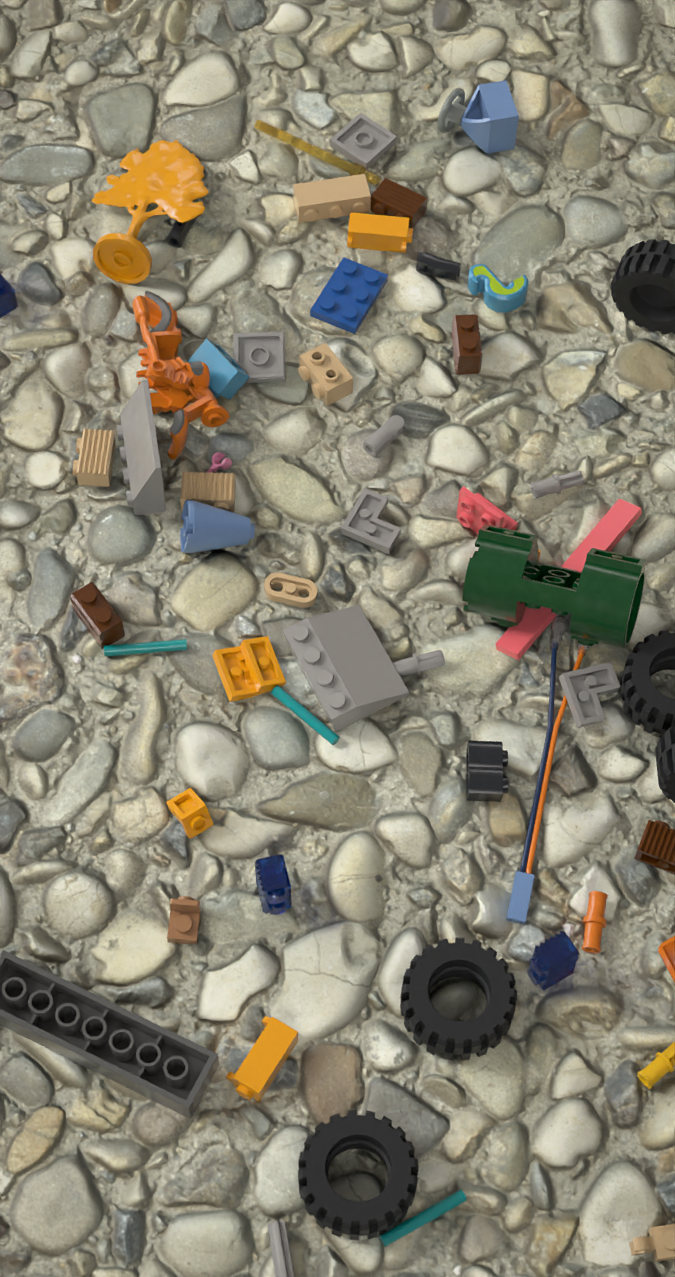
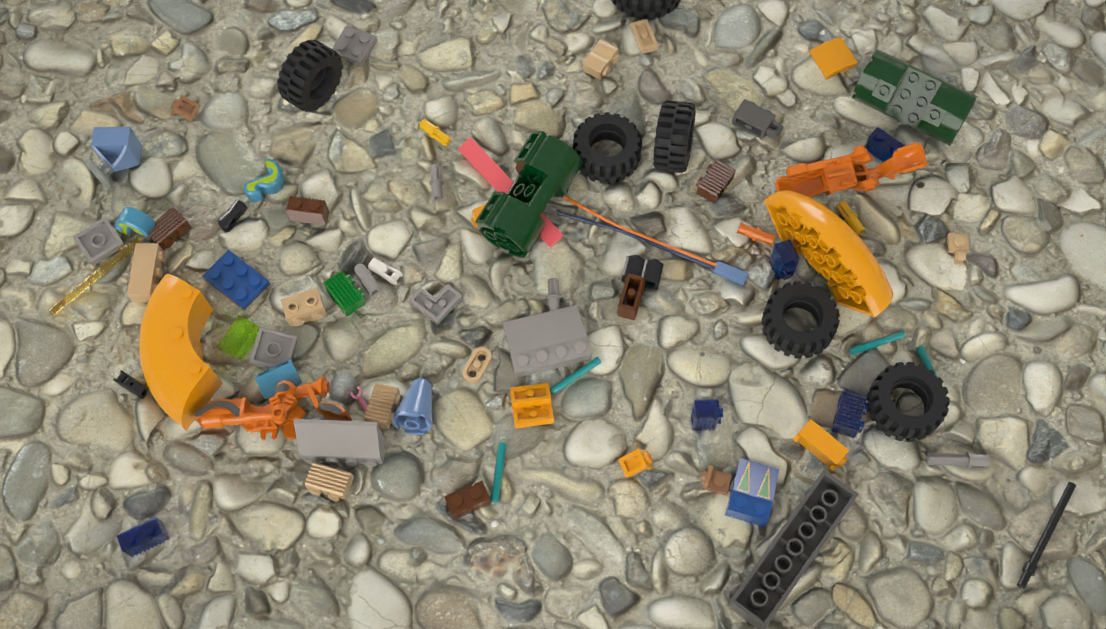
camera: 75 degrees left, 5 degrees up
(160, 176) = (79, 394): light orange plant -> none
(176, 971) = (752, 492): none -> slope
(233, 253) = (172, 350): none -> light orange brick
(269, 317) = (239, 338): none -> clear neon green plate
(322, 1093) = (849, 414): none -> clear blue brick
(357, 414) = (344, 293): none -> green brick
(379, 232) = (189, 247): light orange brick -> none
(391, 163) = (134, 219): none -> dark azure animal
(404, 453) = (383, 270): none -> white bar
(438, 759) = (631, 296): none -> reddish brown brick
(455, 1129) = (877, 342): none -> teal bar
(476, 511) = (453, 230): coral bracket -> none
(580, 175) = (185, 108): none -> medium nougat bracket
(581, 1022) = (831, 250): none -> light orange brick
(582, 692) = (597, 203): light grey plate -> none
(637, 465) = (434, 132): none -> yellow axle

